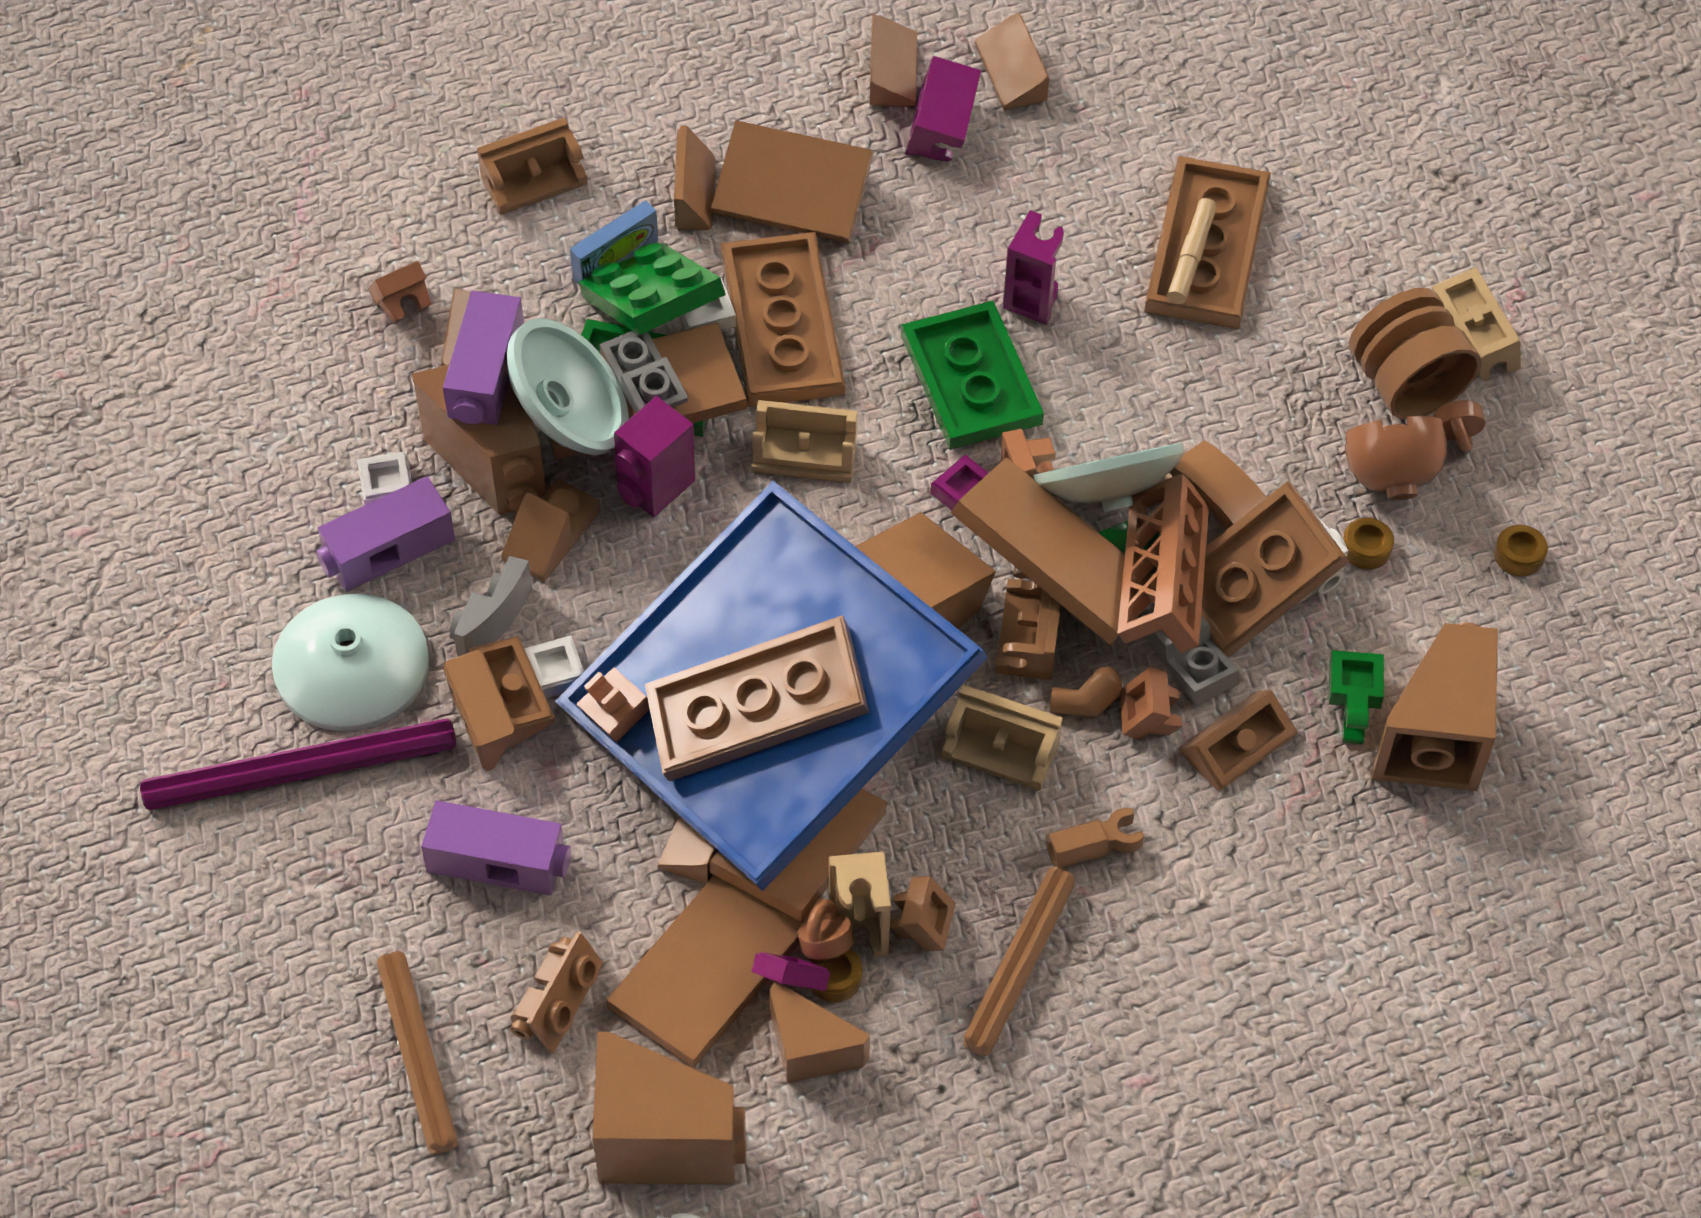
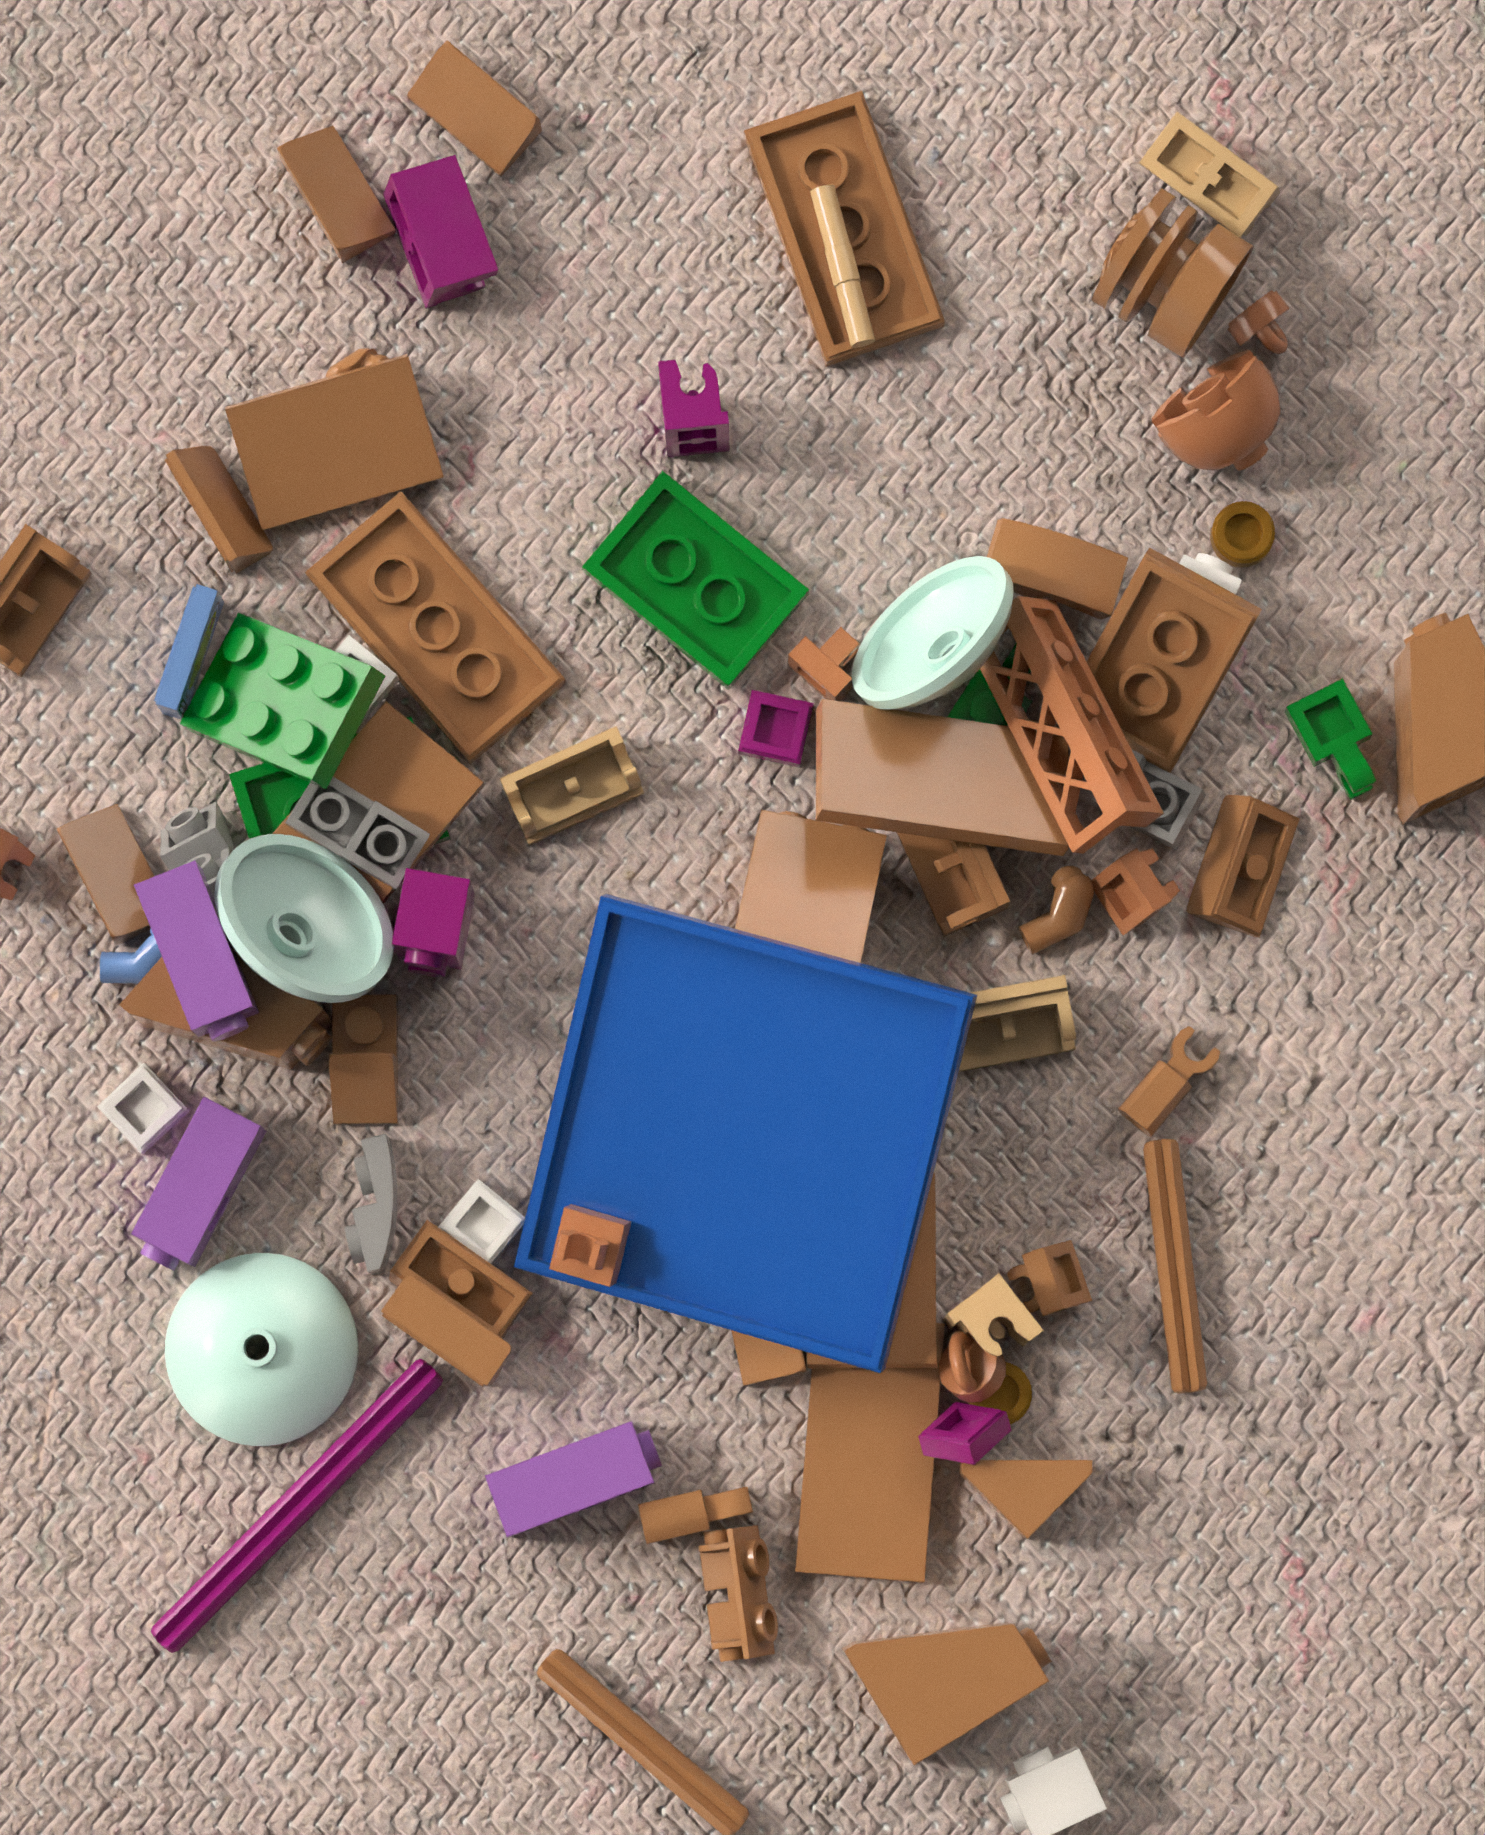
camera: 30 degrees left, 25 degrees up
(562, 918) = (690, 1513): none -> medium nougat bar
(756, 698) = (749, 1167): tile -> none
(1520, 550) = (1407, 443): pearl gold tile -> none

